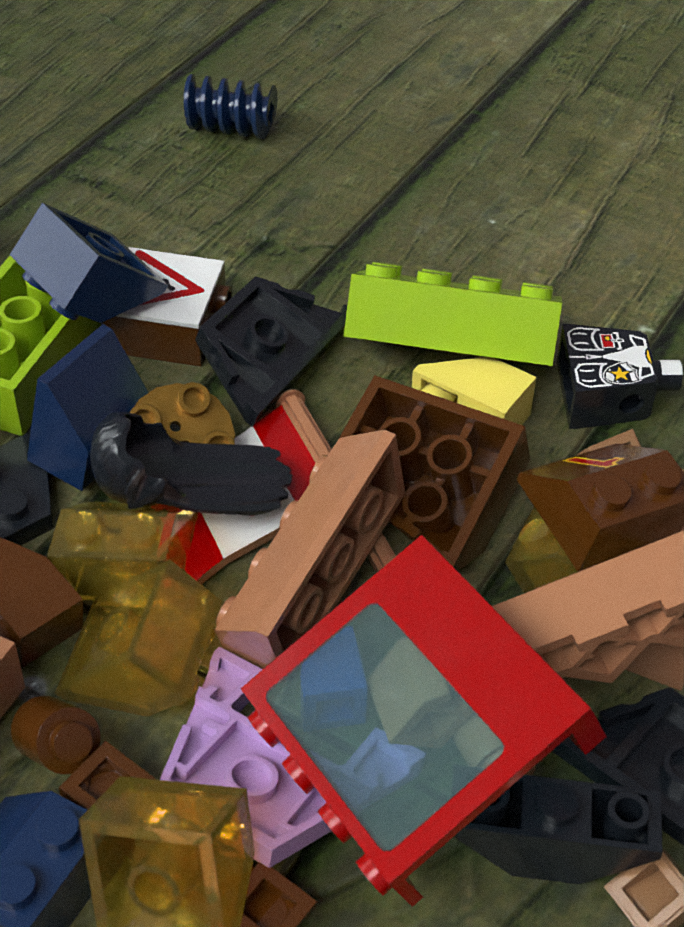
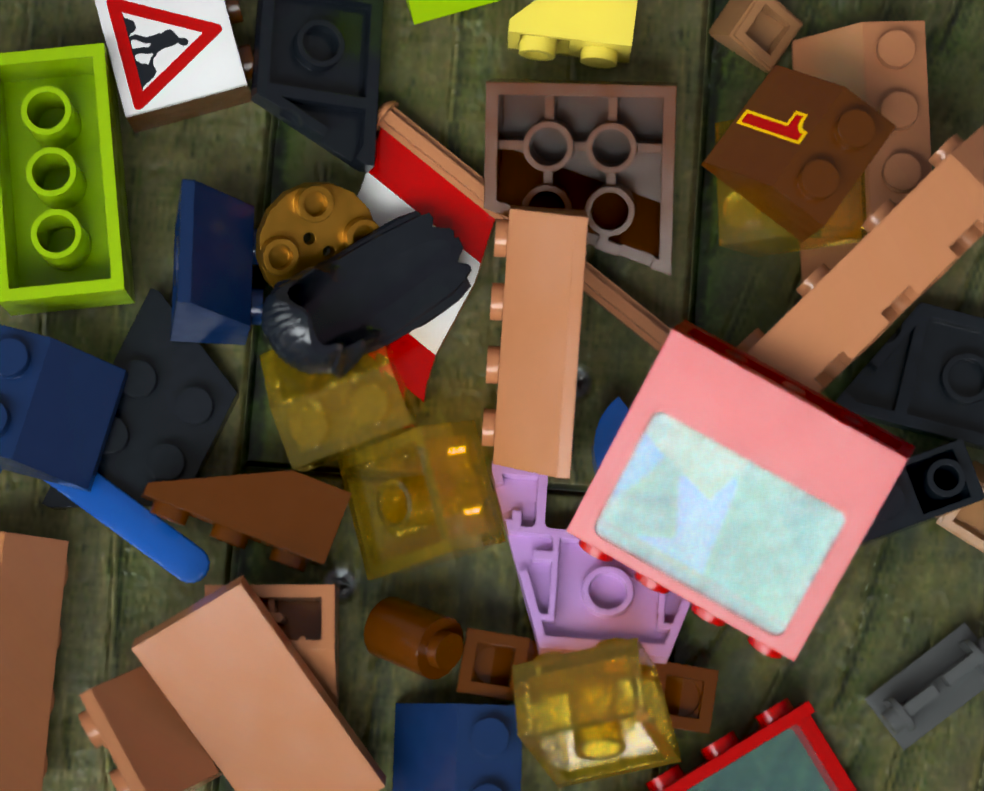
camera: 25 degrees left, 35 degrees up
(83, 267) = (99, 91): dark blue slope -> none

